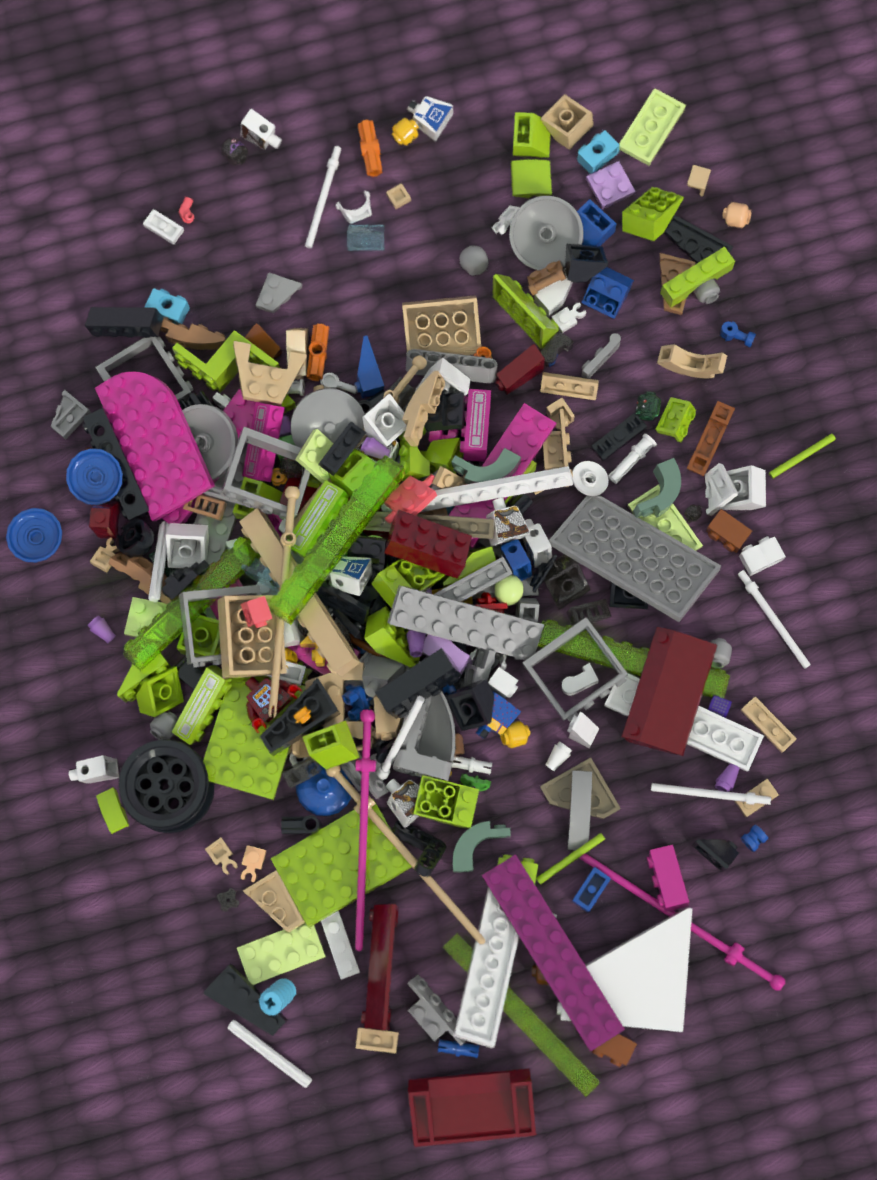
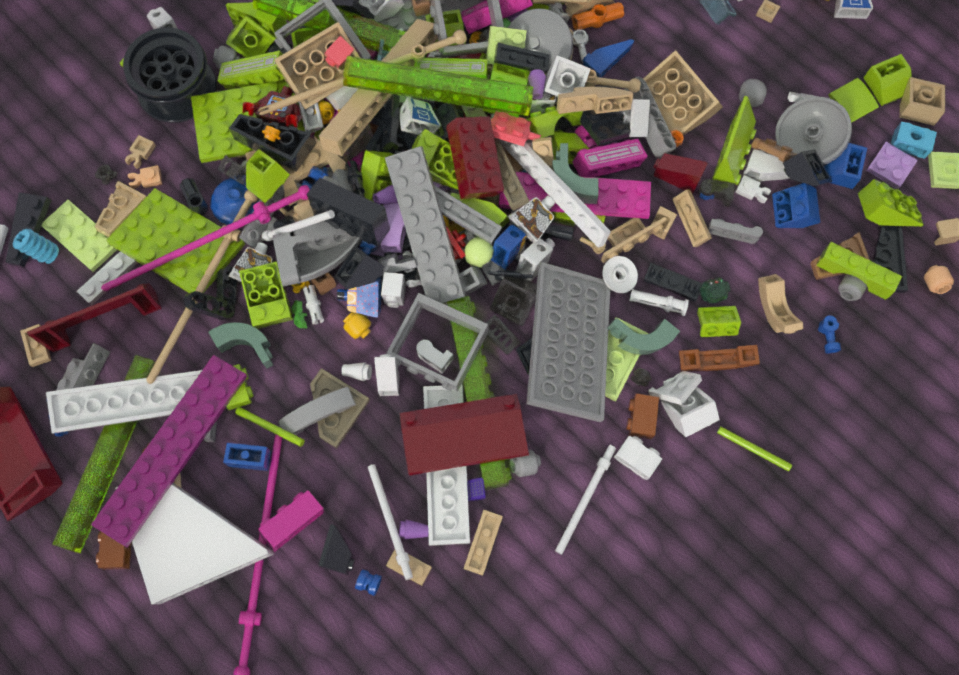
camera: 55 degrees right, 5 degrees down
(381, 662) = (354, 177): none -> black pin

